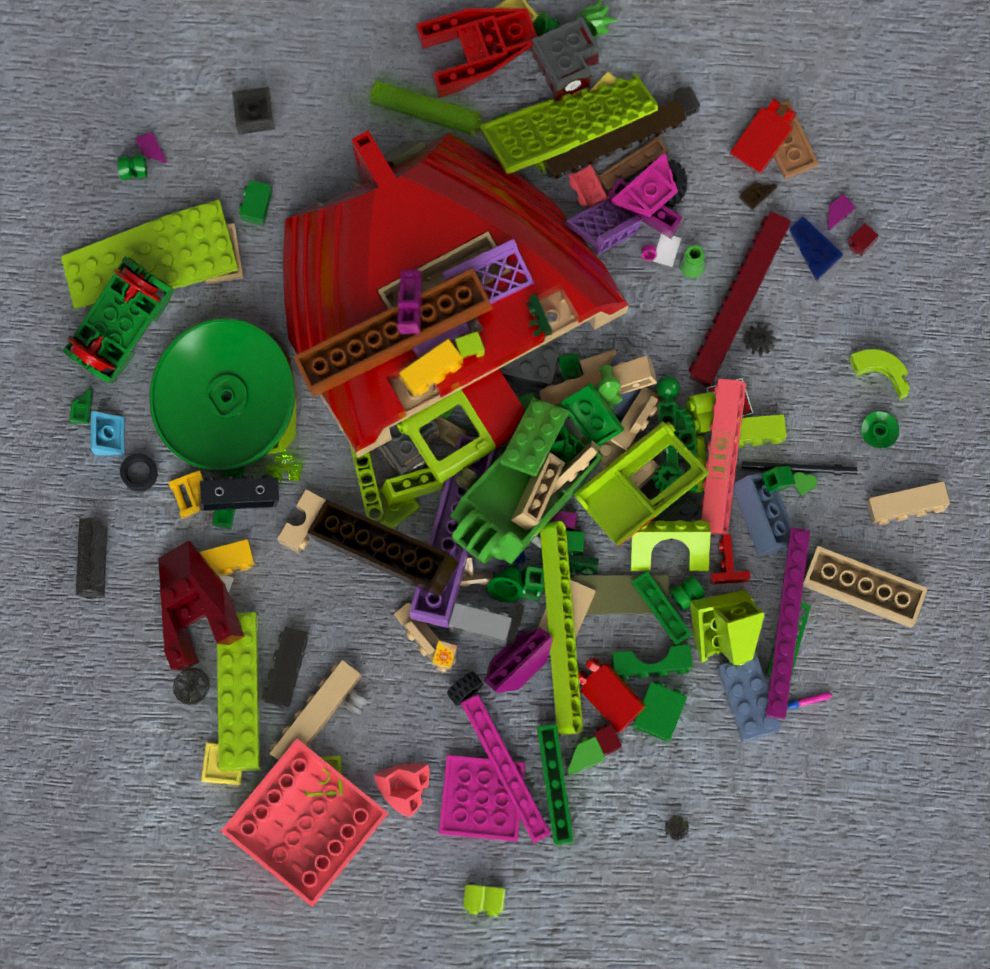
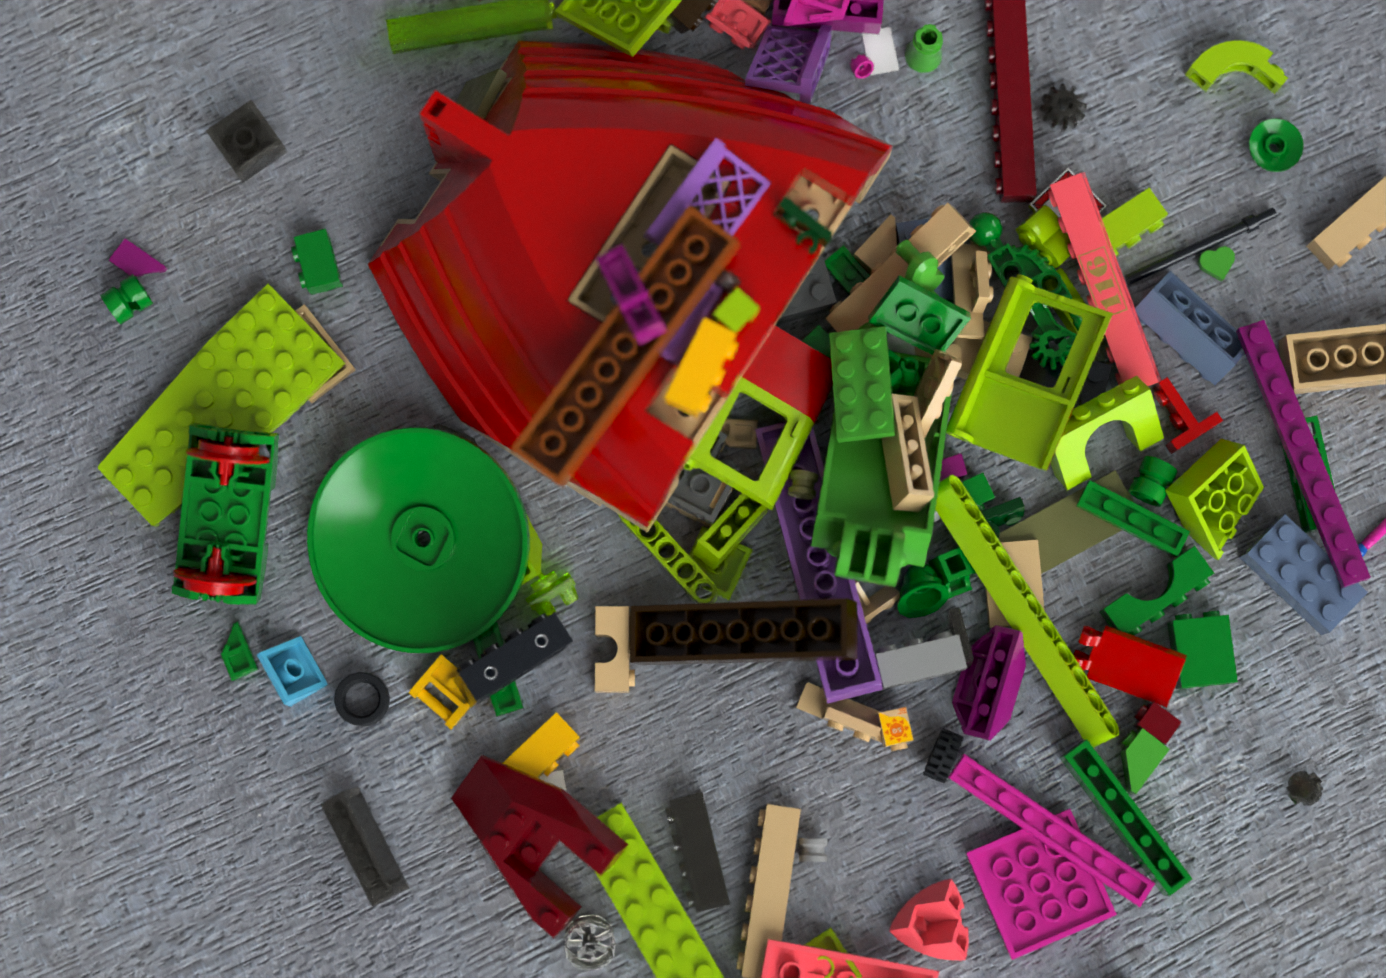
camera: 35 degrees left, 5 degrees up
(738, 629) = (1251, 495): lime slope -> none
(778, 479) = (1186, 274): green brick -> none

